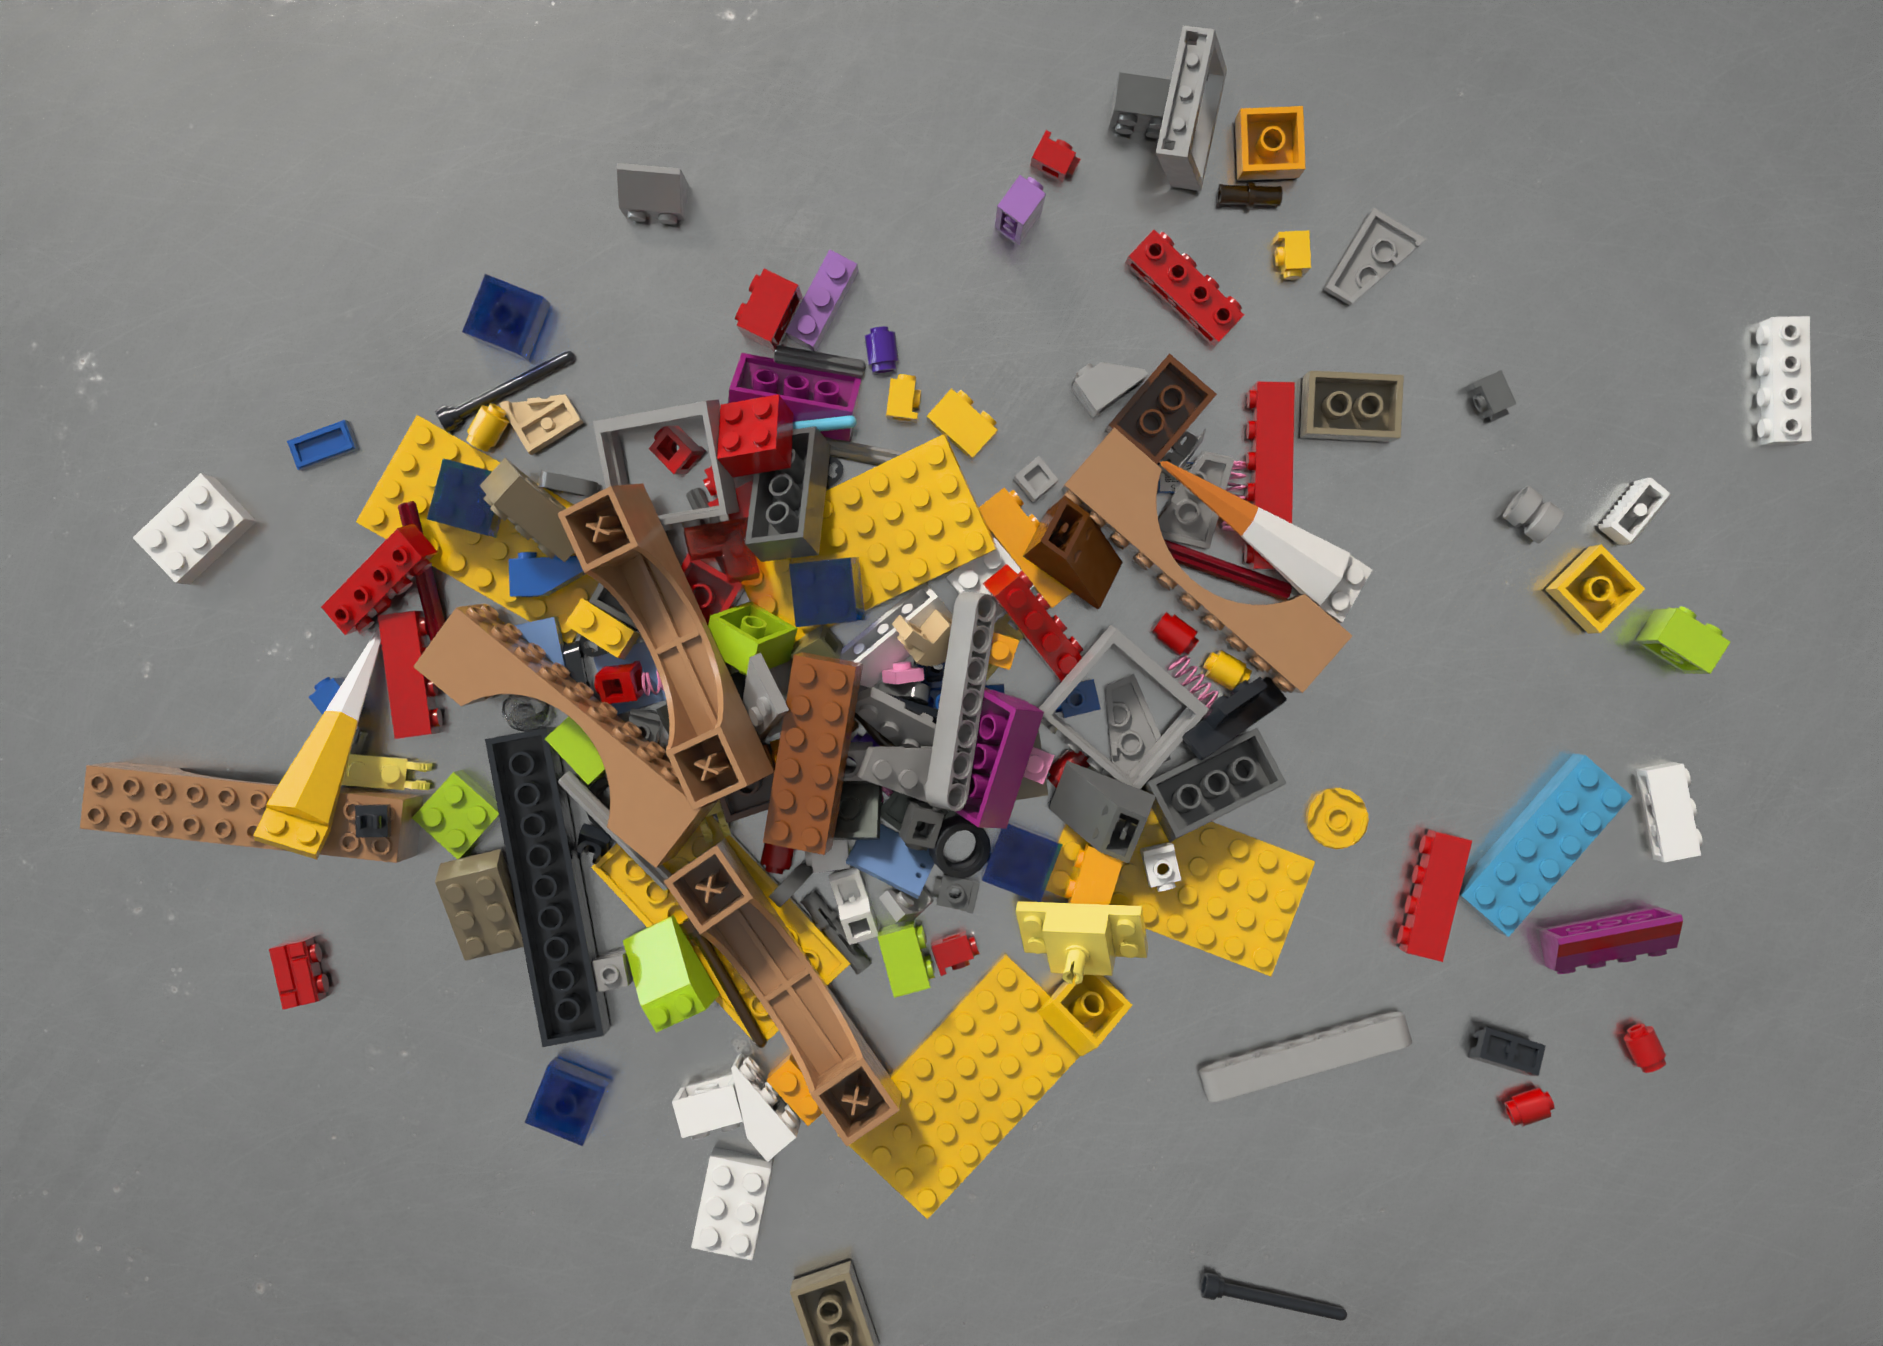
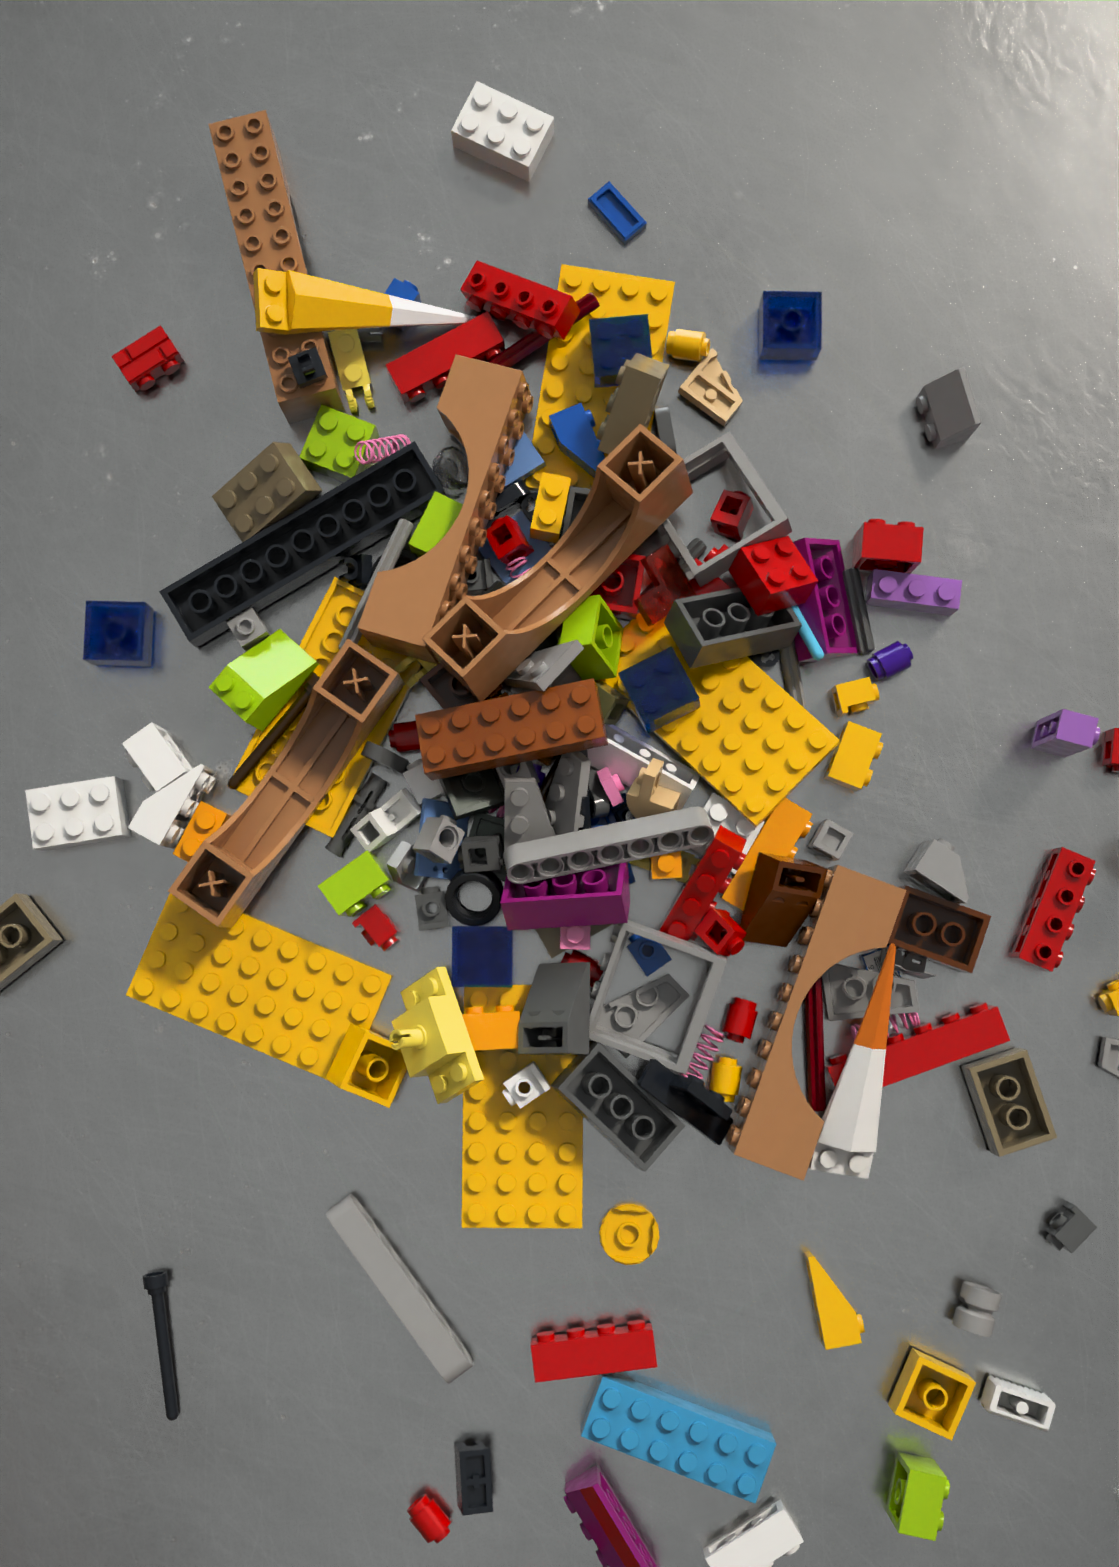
camera: 70 degrees right, 5 degrees down
(451, 416) = (685, 311): black piece -> none
(484, 760) = (372, 454): none -> bright pink piece
(892, 873) = (428, 839): none -> light grey brick
(1086, 622) = (721, 932): none -> red brick
(1486, 651) = (834, 1315): none -> yellow slope

